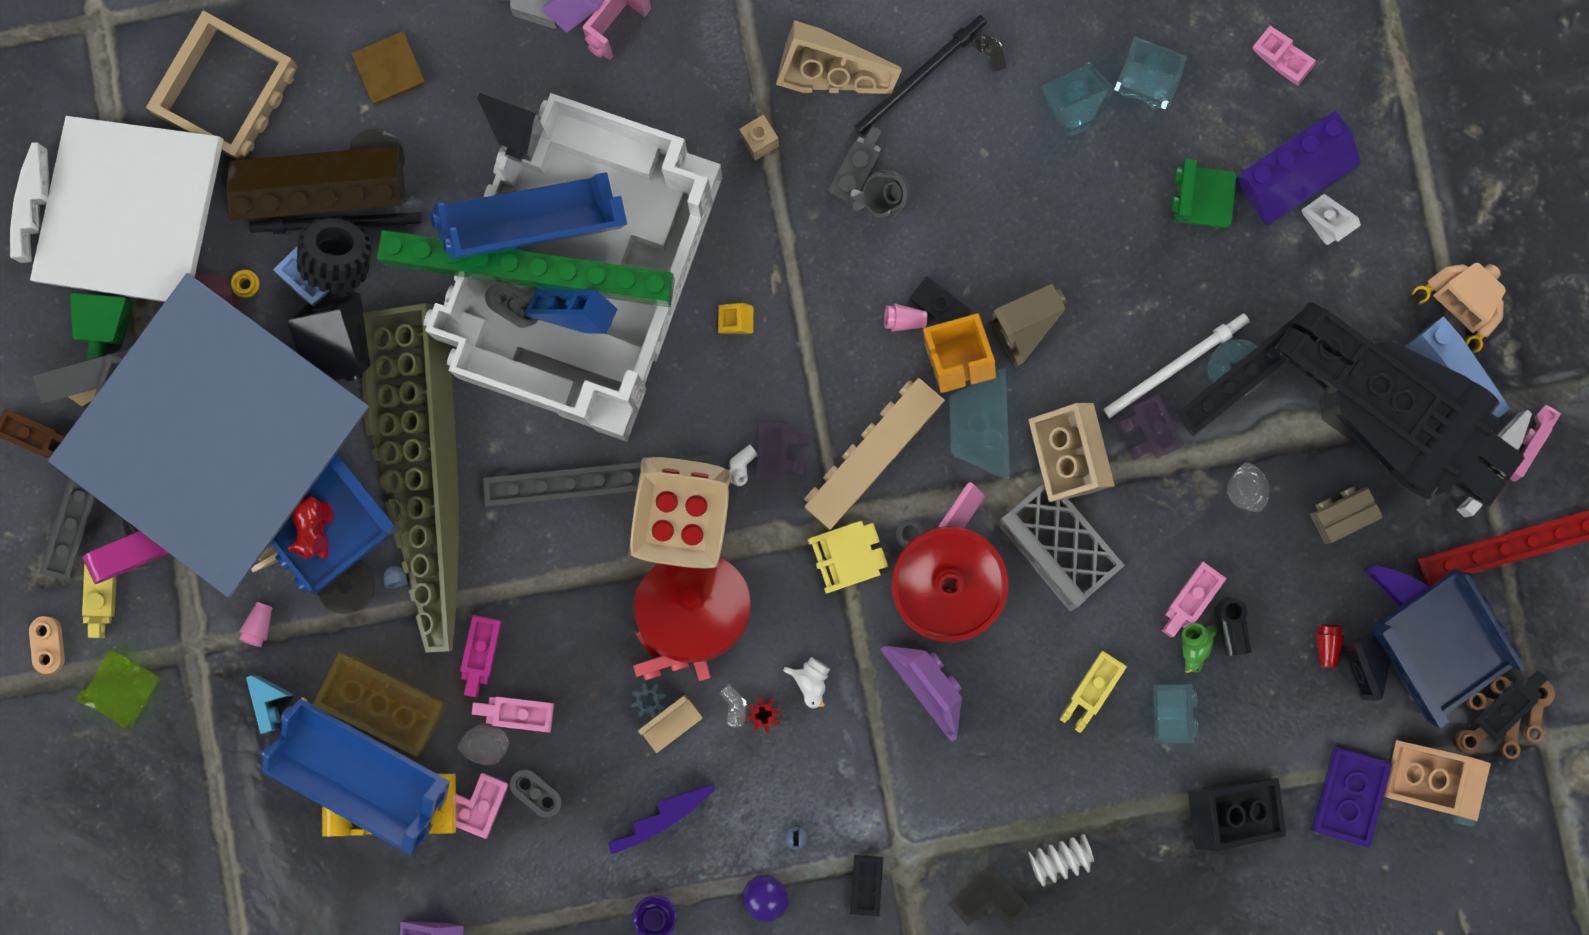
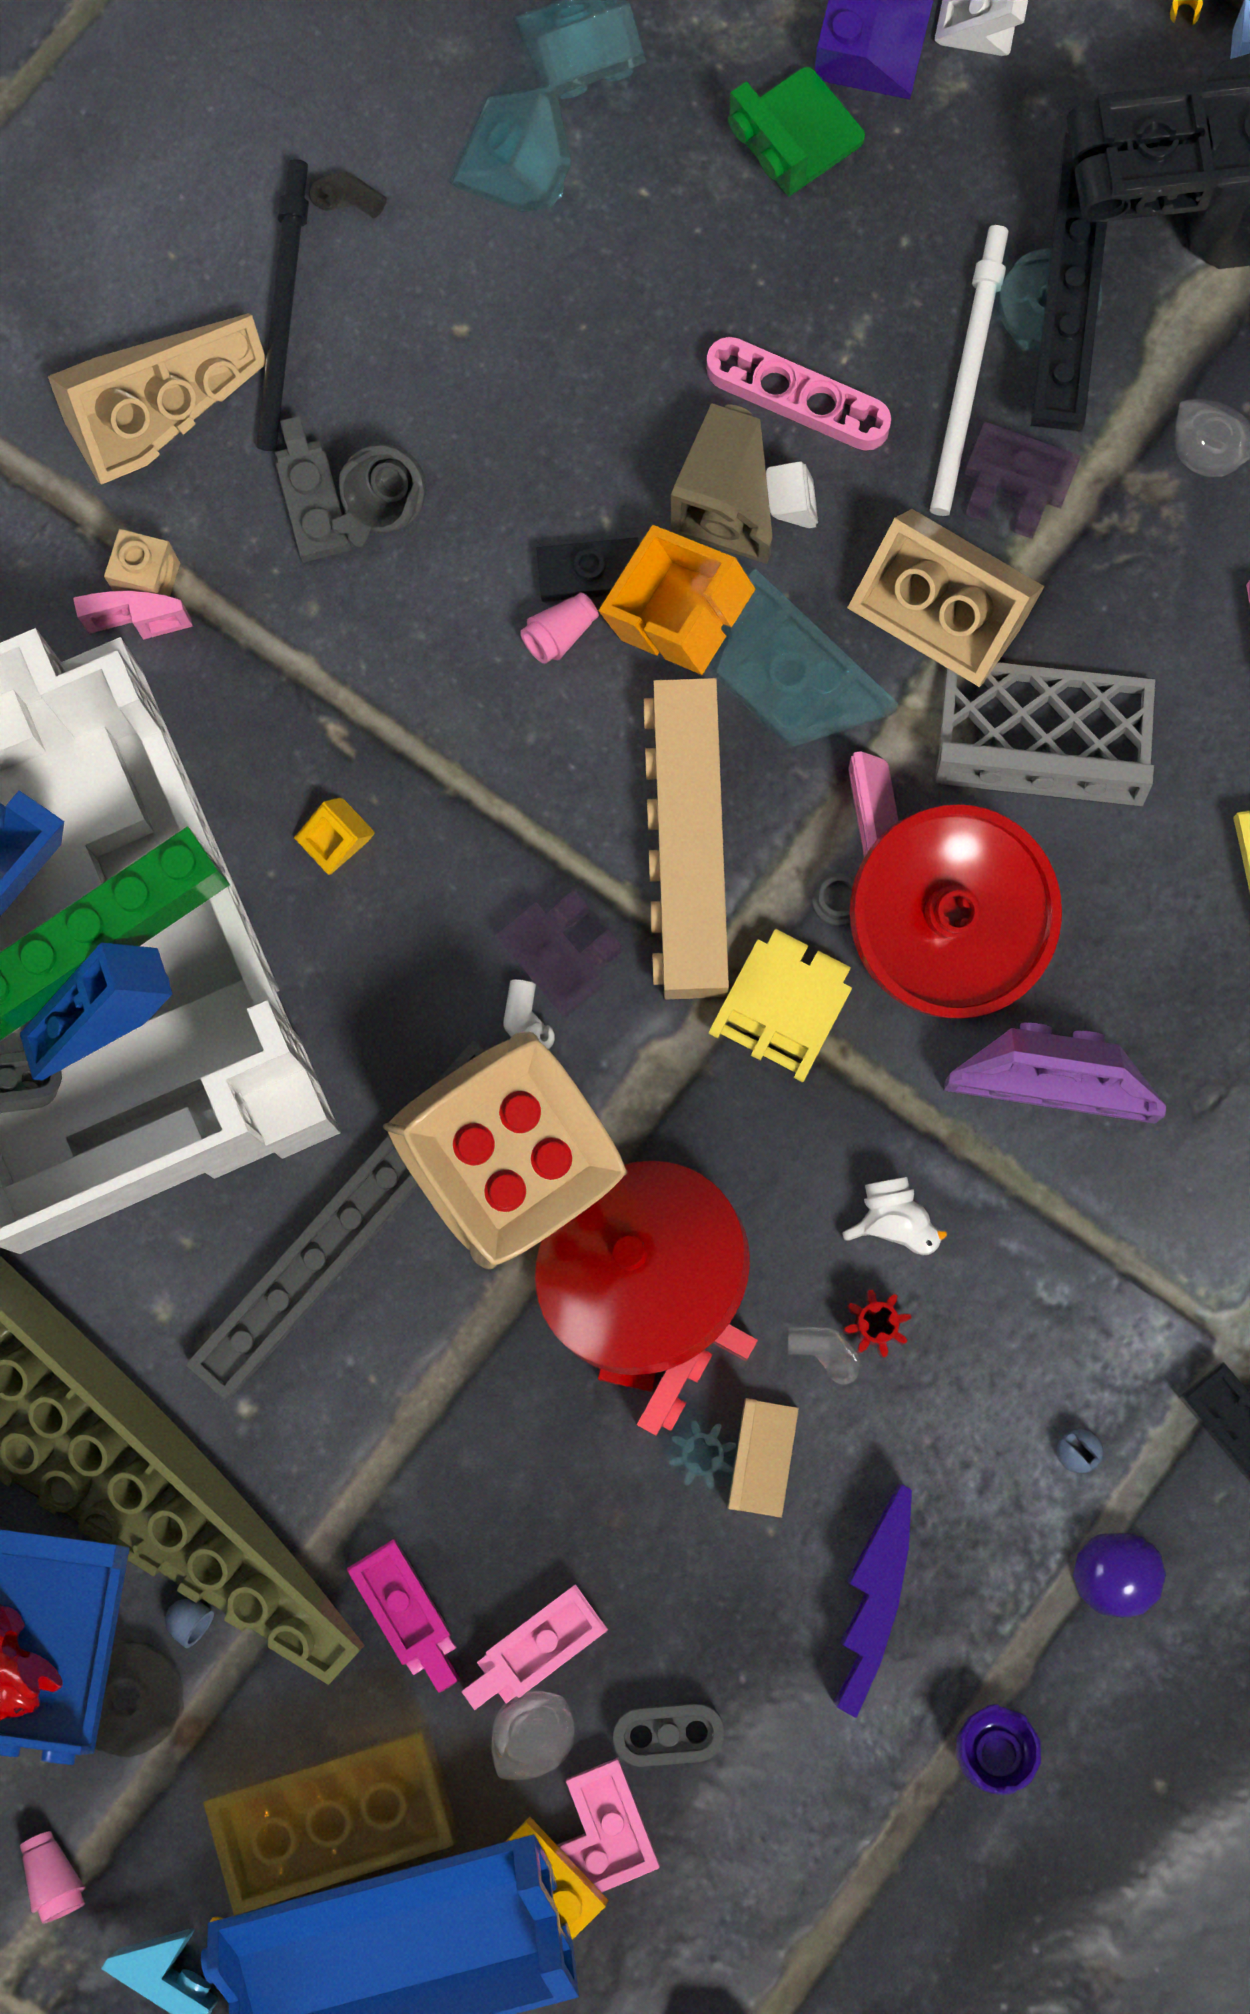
camera: 40 degrees left, 5 degrees down
(744, 157) = (149, 612): none -> bright pink slope
(1050, 351) = (792, 494): none -> white slope
(1100, 308) = (793, 401): none -> bright pink beam

